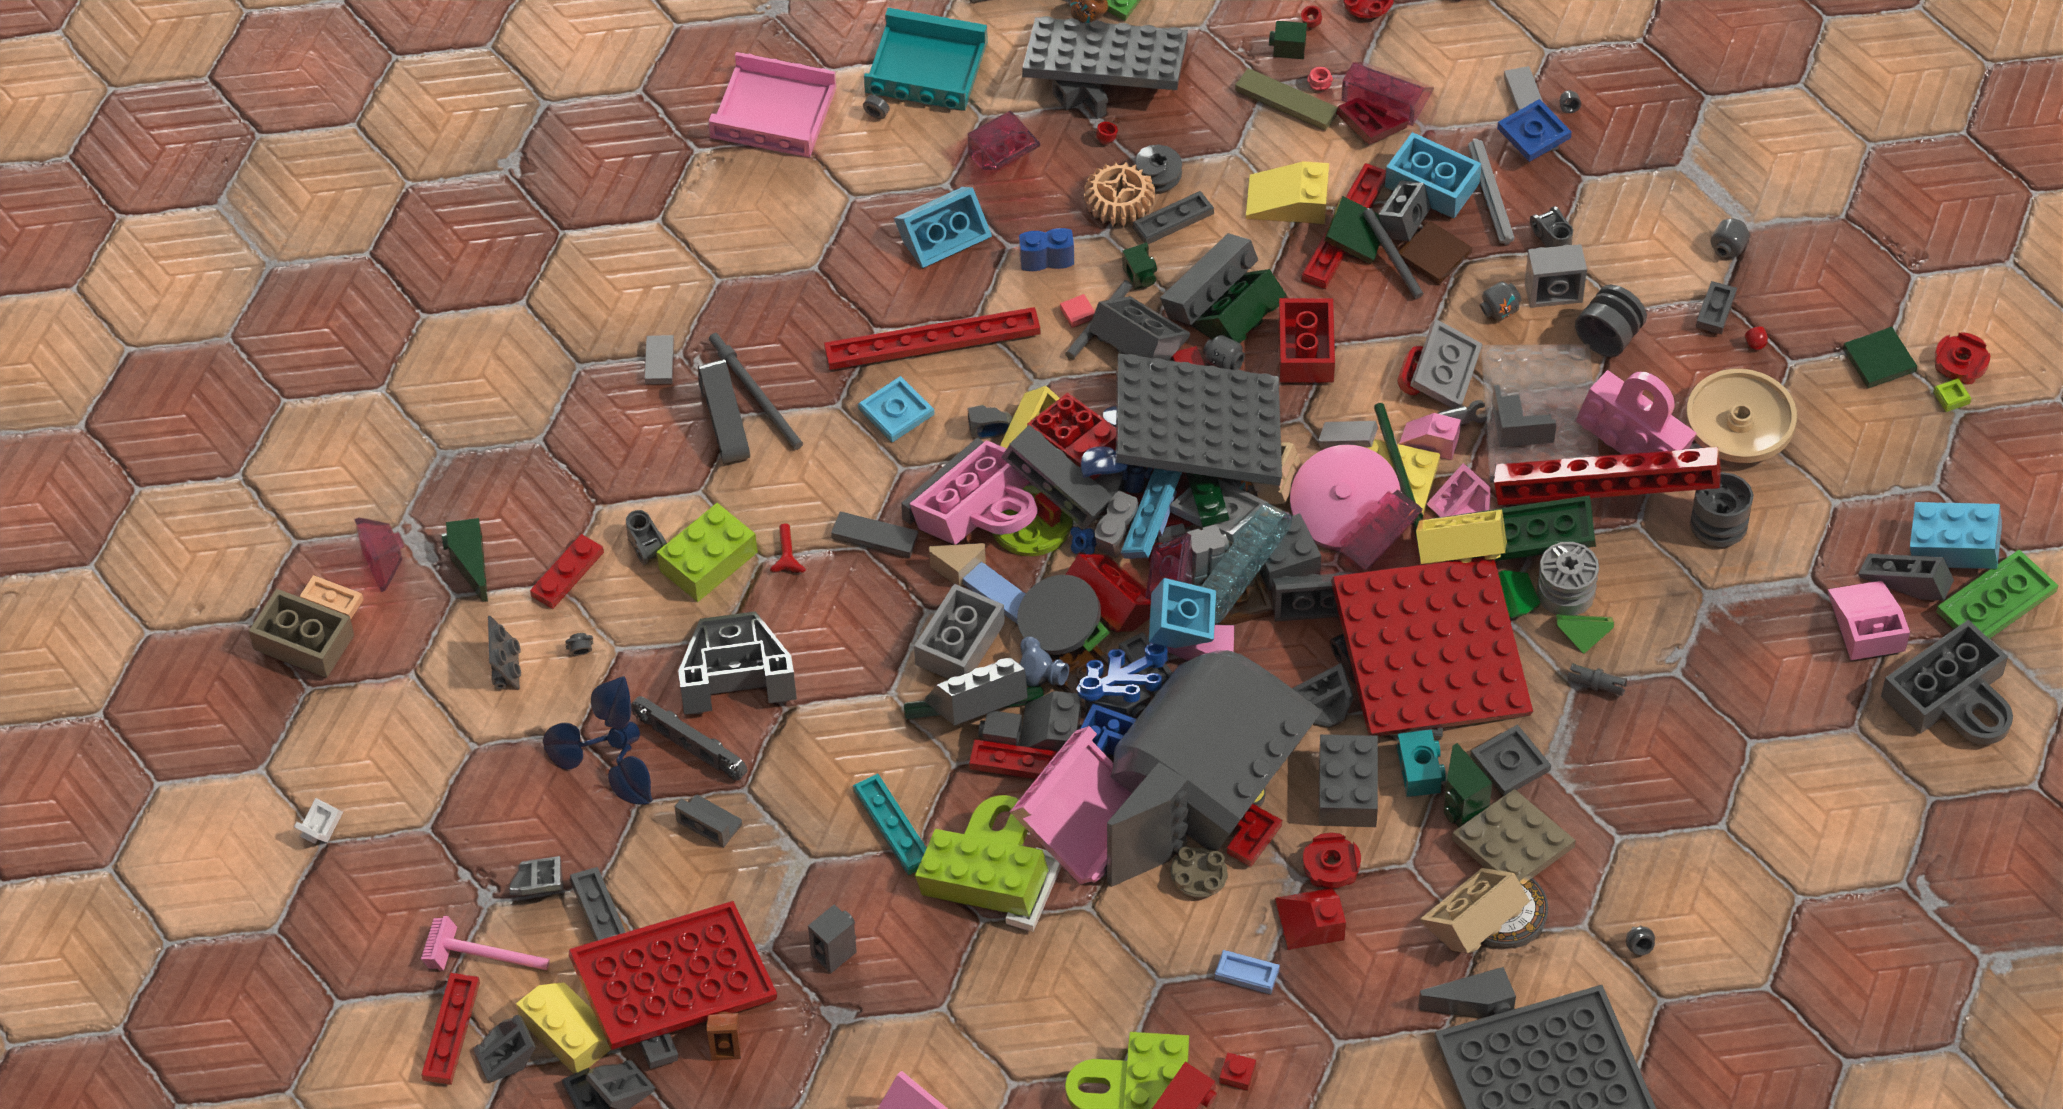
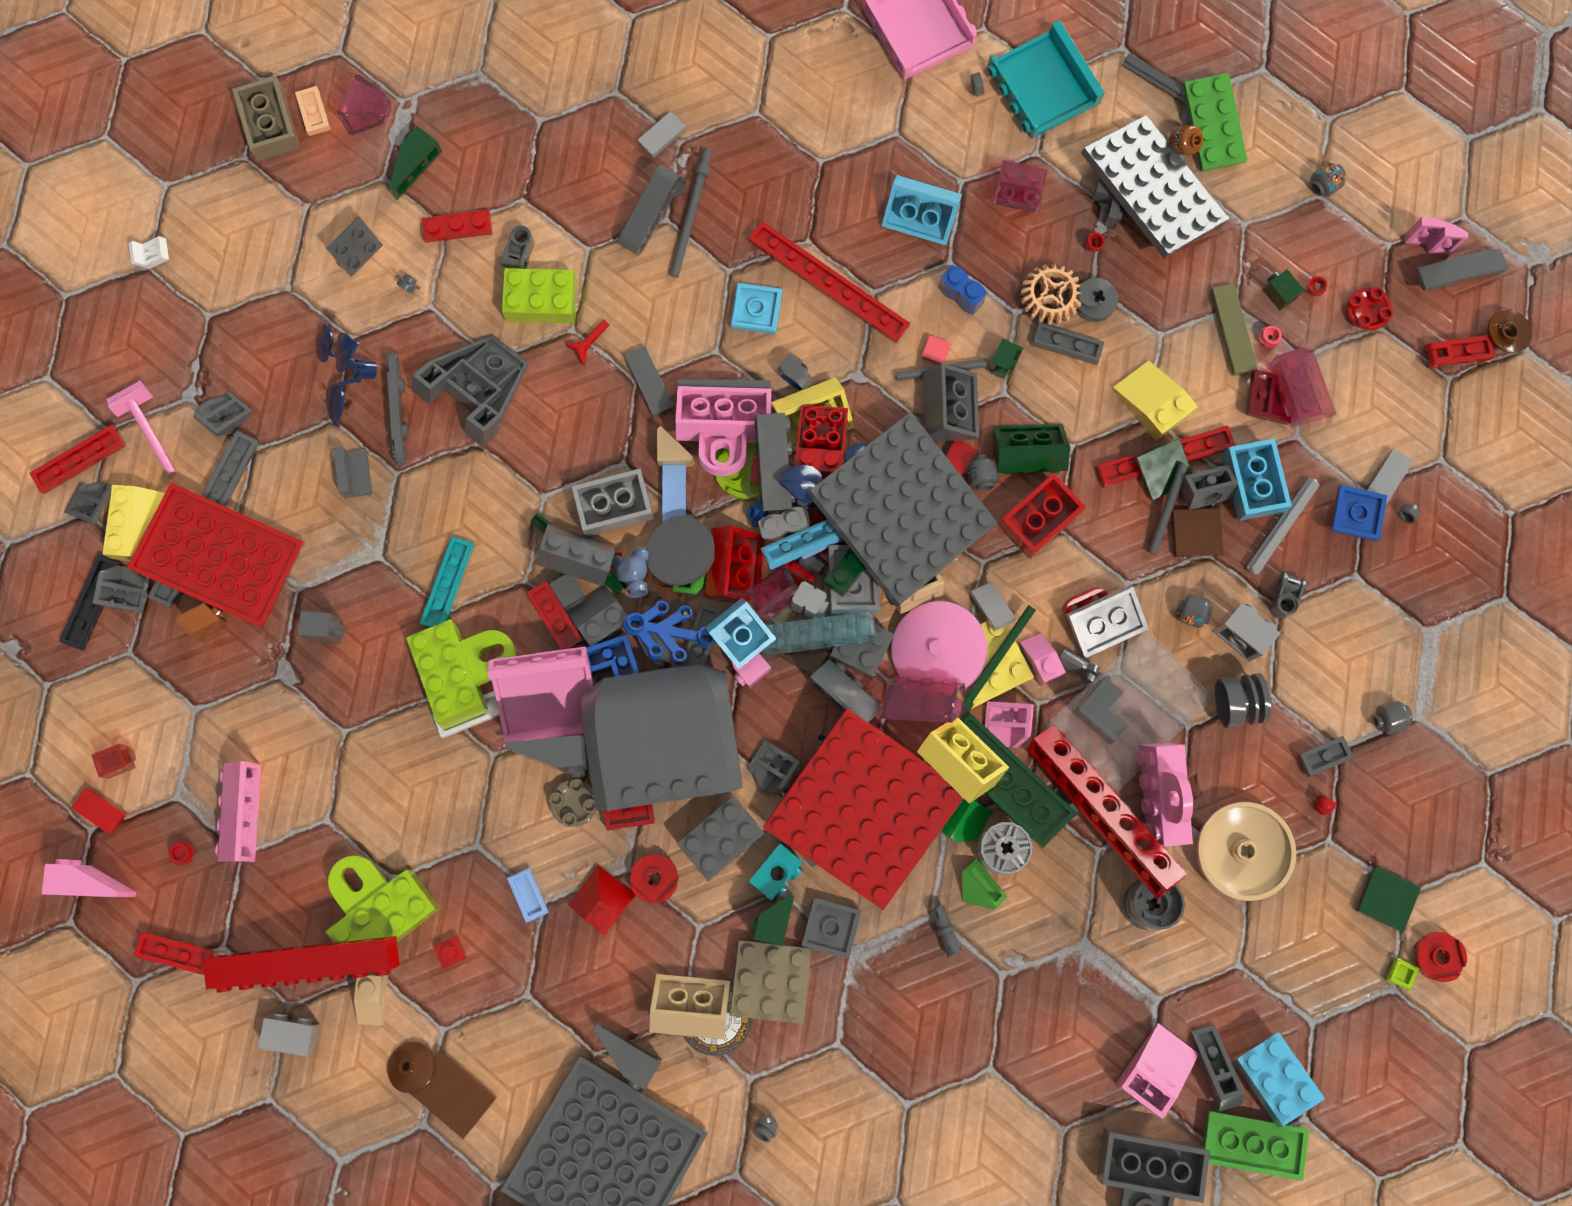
camera: 45 degrees right, 25 degrees up
(1209, 279) = (1035, 411): dark grey brick -> none

